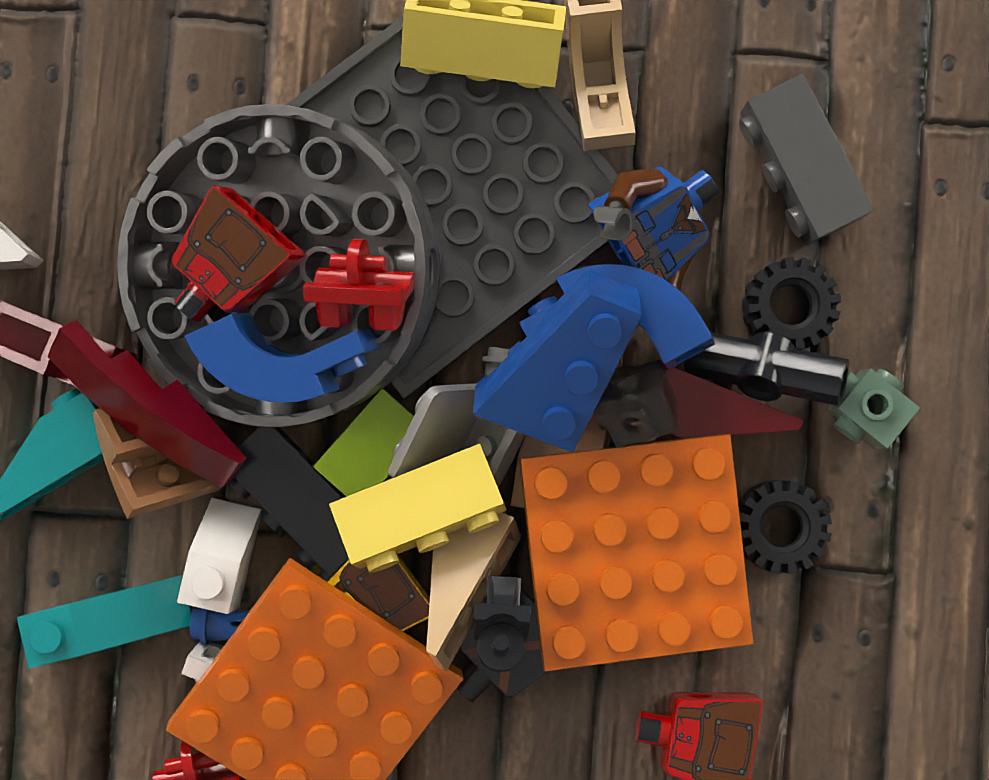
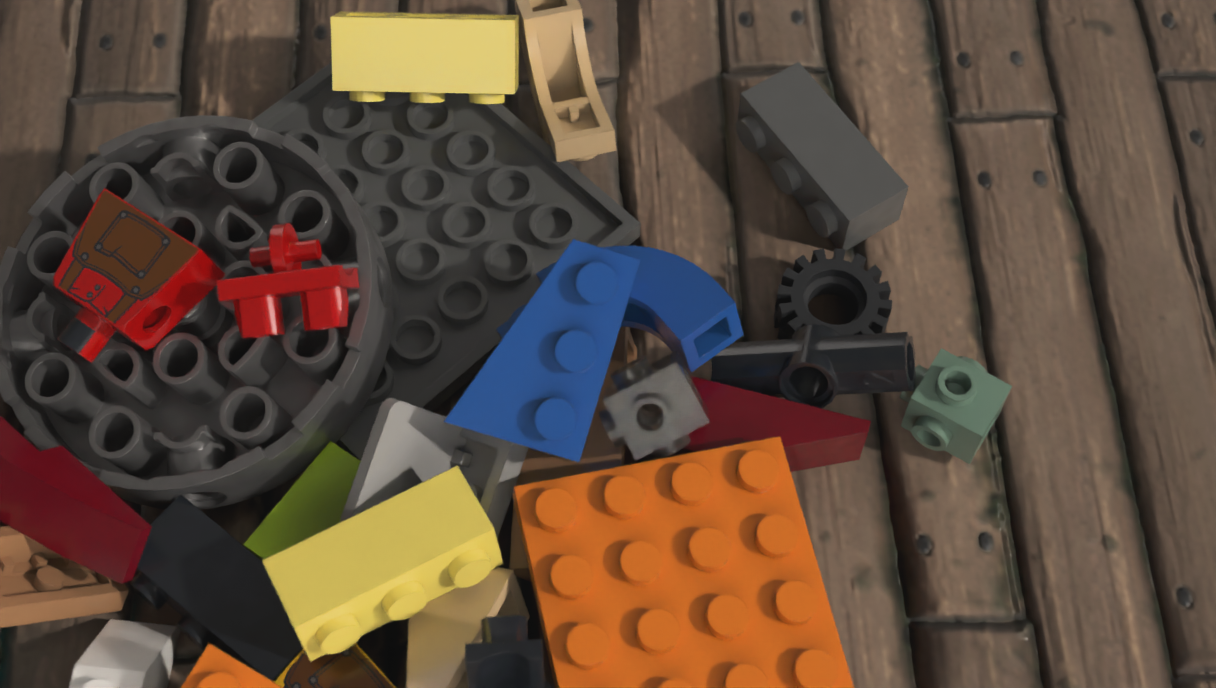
camera: 10 degrees left, 25 degrees down
(255, 368) = (197, 405): blue arch -> none
(655, 220) = (649, 206): torso -> none
(812, 526) = (893, 535): black tyre -> none

